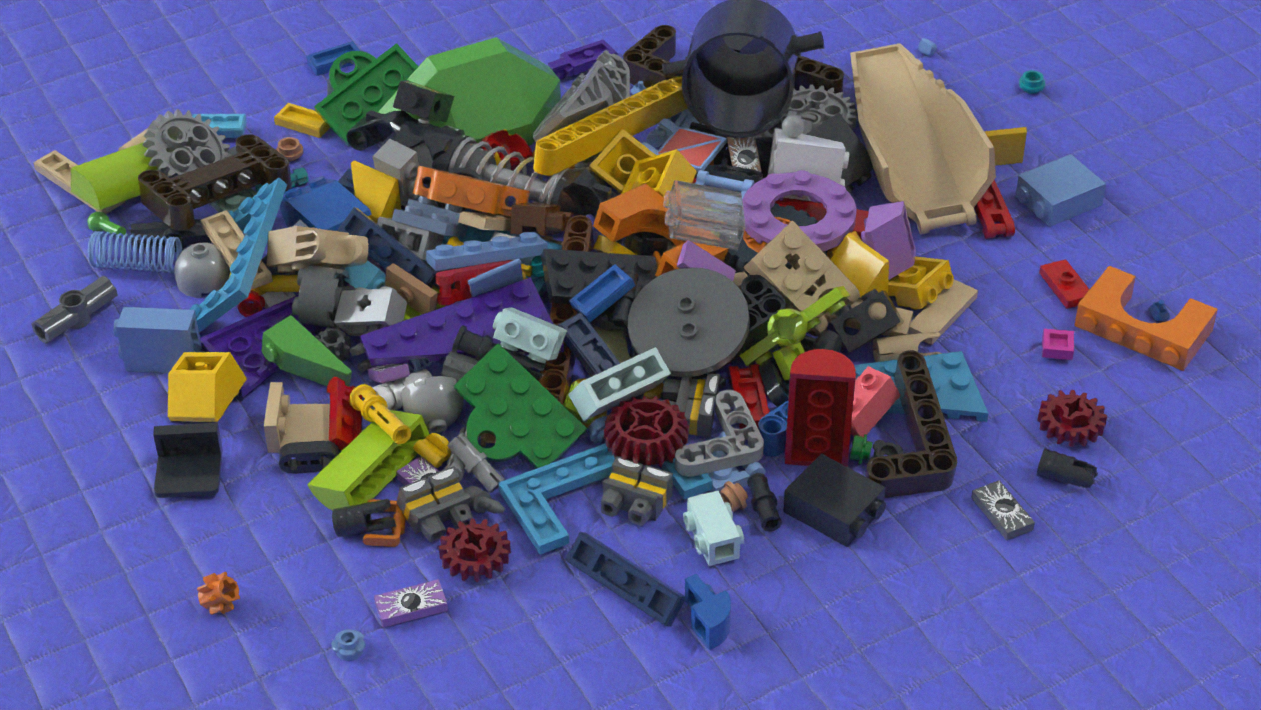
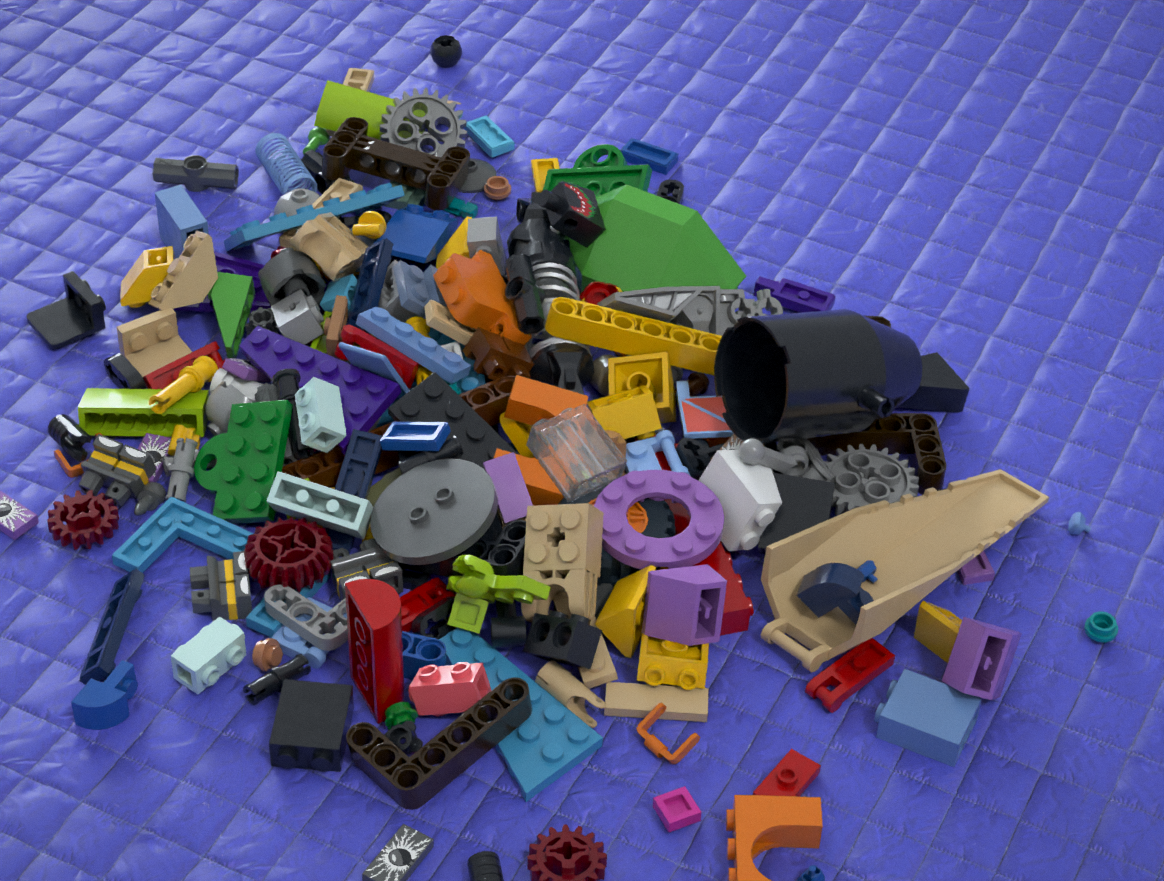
camera: 55 degrees right, 0 degrees up
(76, 101) = (446, 51): none -> black piece
(251, 349) = (188, 276): none -> tan slope
(307, 215) = (370, 225): none -> yellow plate
(478, 161) = (525, 294): none -> black piece
(901, 155) = (868, 570): none -> blue rock
(922, 169) = (833, 587): none -> dark blue brick
(983, 330) = (656, 745): none -> orange piece
(1048, 132) = (981, 658): none -> medium lavender slope

